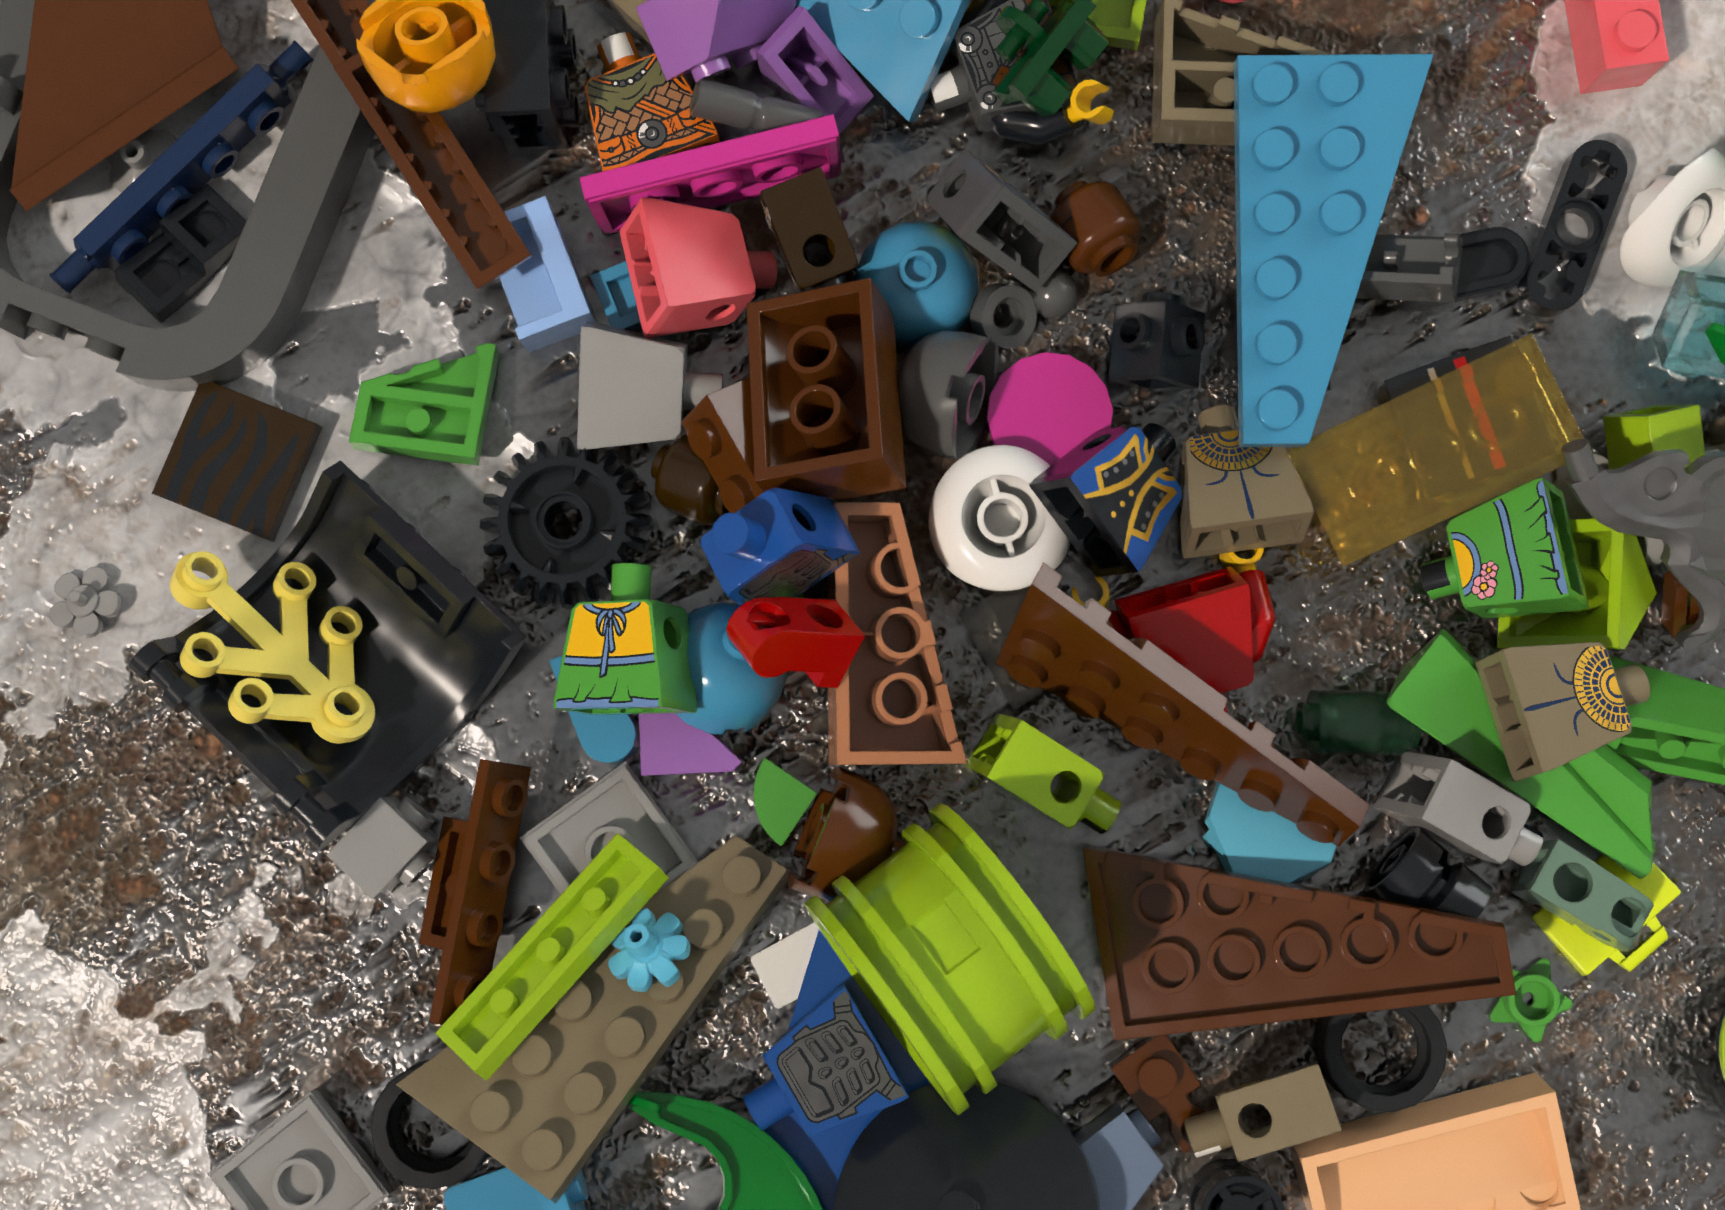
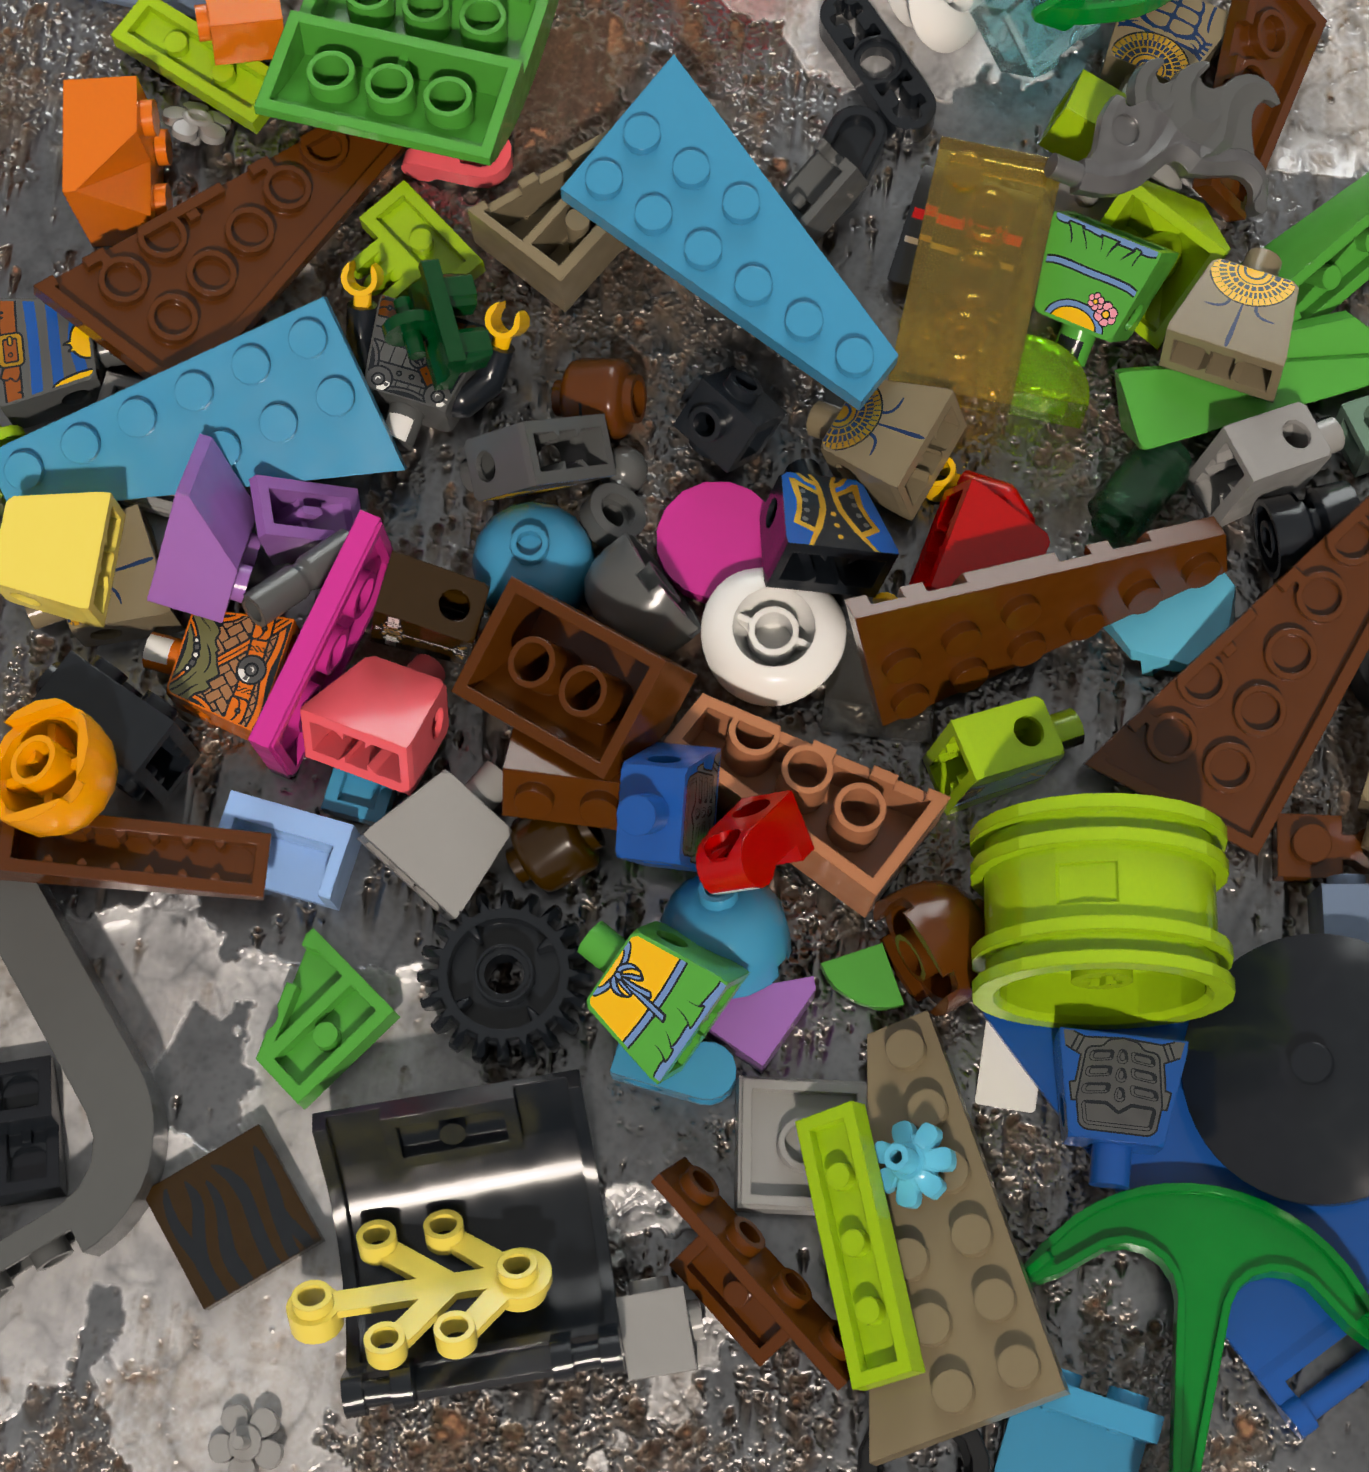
camera: 55 degrees left, 10 degrees down
(1392, 582) = (1050, 384): none -> clear neon green brick

